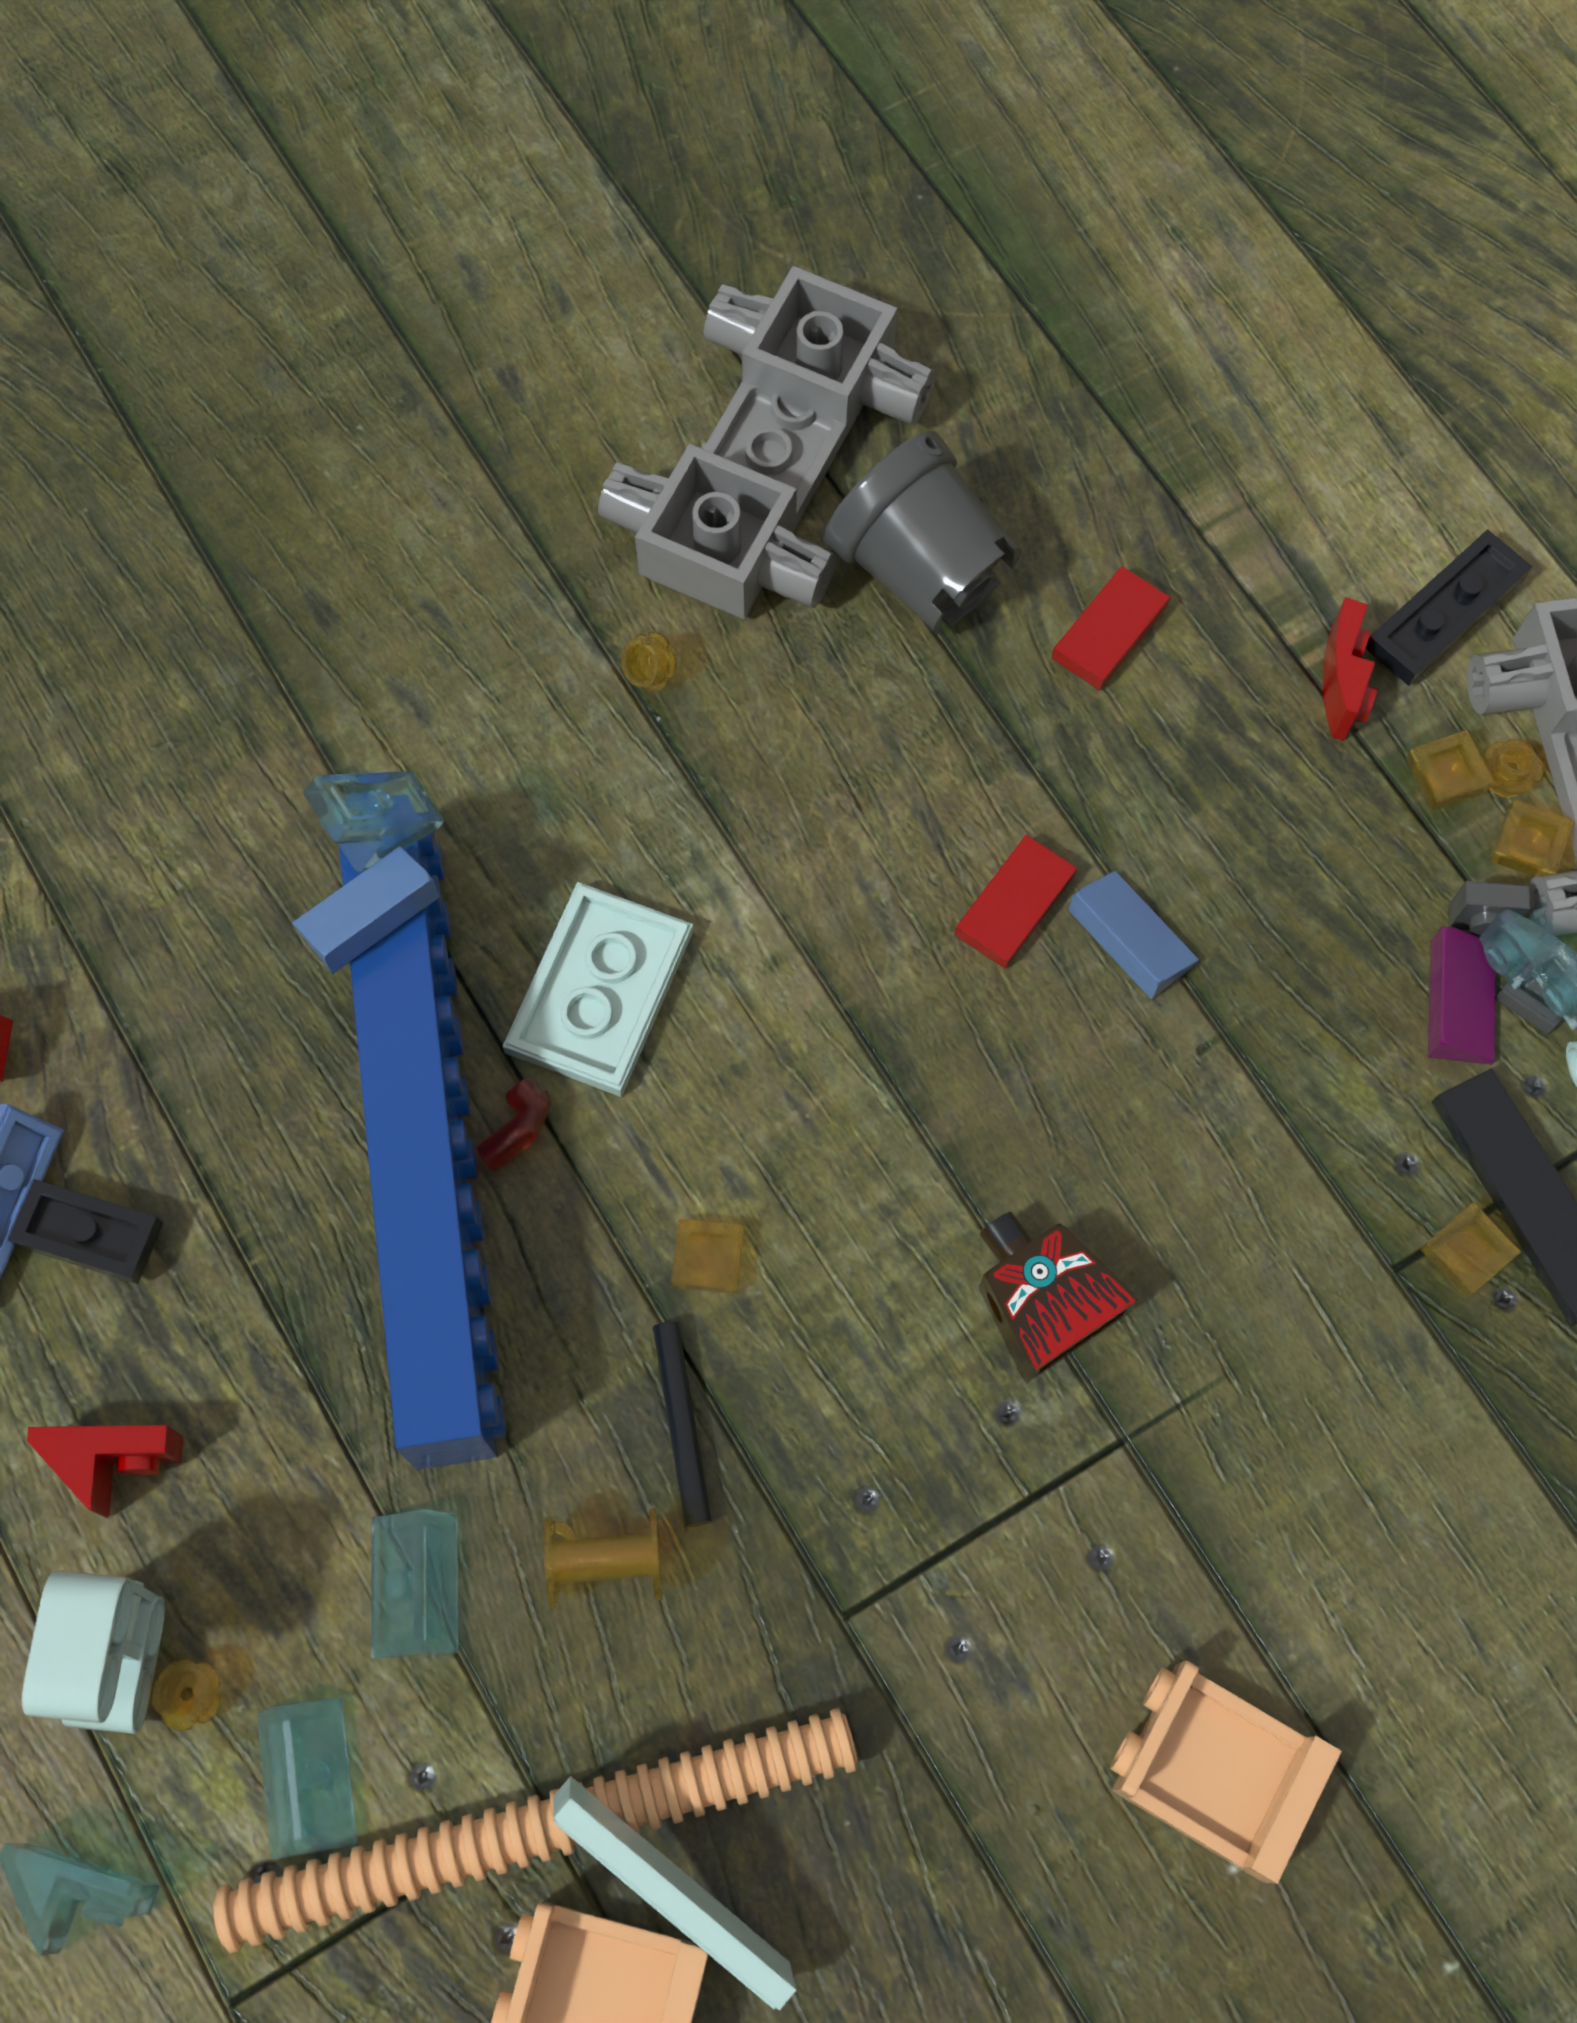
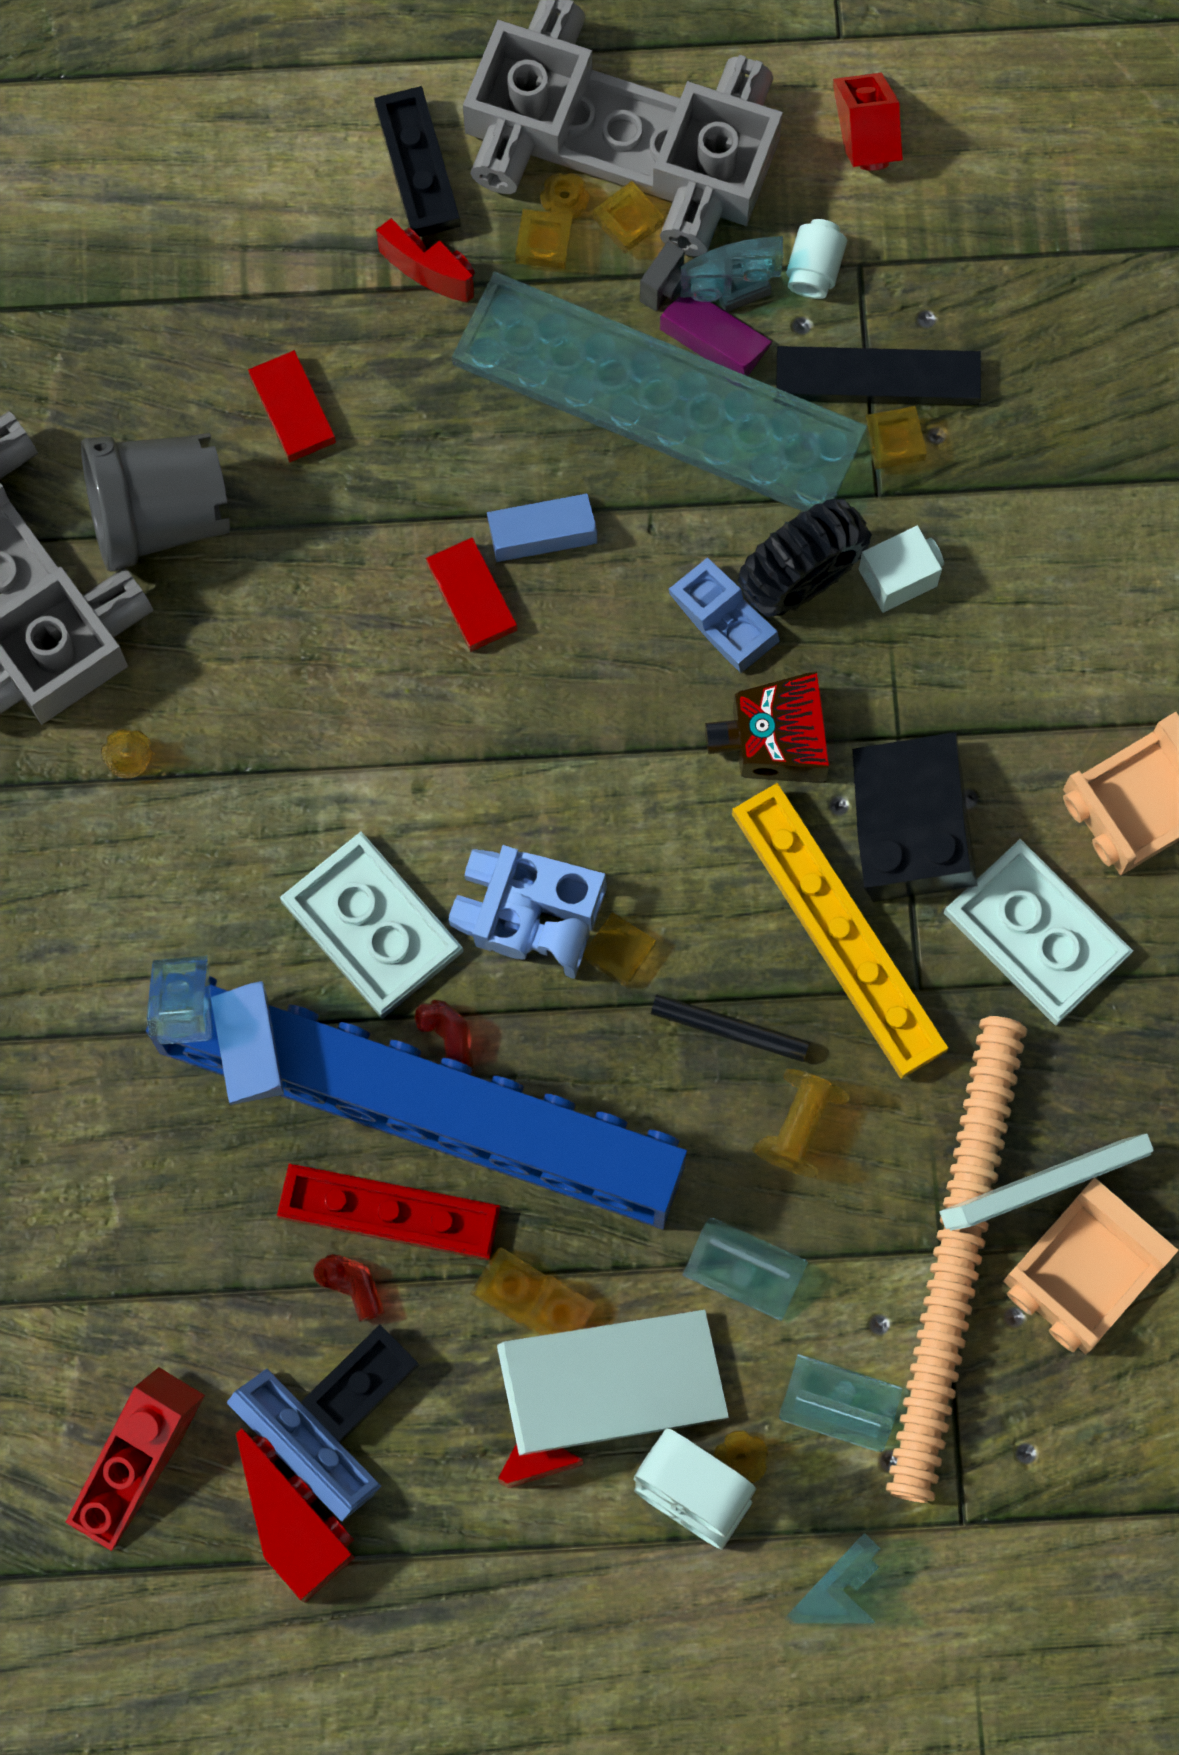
camera: 60 degrees left, 5 degrees up
(195, 1498) = (611, 1381): none -> light aqua tile
(200, 1166) = (353, 1280): none -> clear red arm
(265, 1368) = (530, 1296): none -> clear yellow slope
(294, 1169) = (389, 1212): none -> red tile
(697, 1114) = (517, 893): none -> light blue hips
(854, 1490) = (839, 931): none -> yellow plate
(985, 1725) = (1038, 932): none -> light aqua tile
(1033, 1501) = (912, 818): none -> black slope
(1150, 1172) = (723, 615): none -> medium blue slope
(1263, 1216) = (804, 557): none -> black gear
(1322, 1336) = (901, 568): none -> light aqua brick
(1356, 984) = (658, 394): none -> clear light blue plate

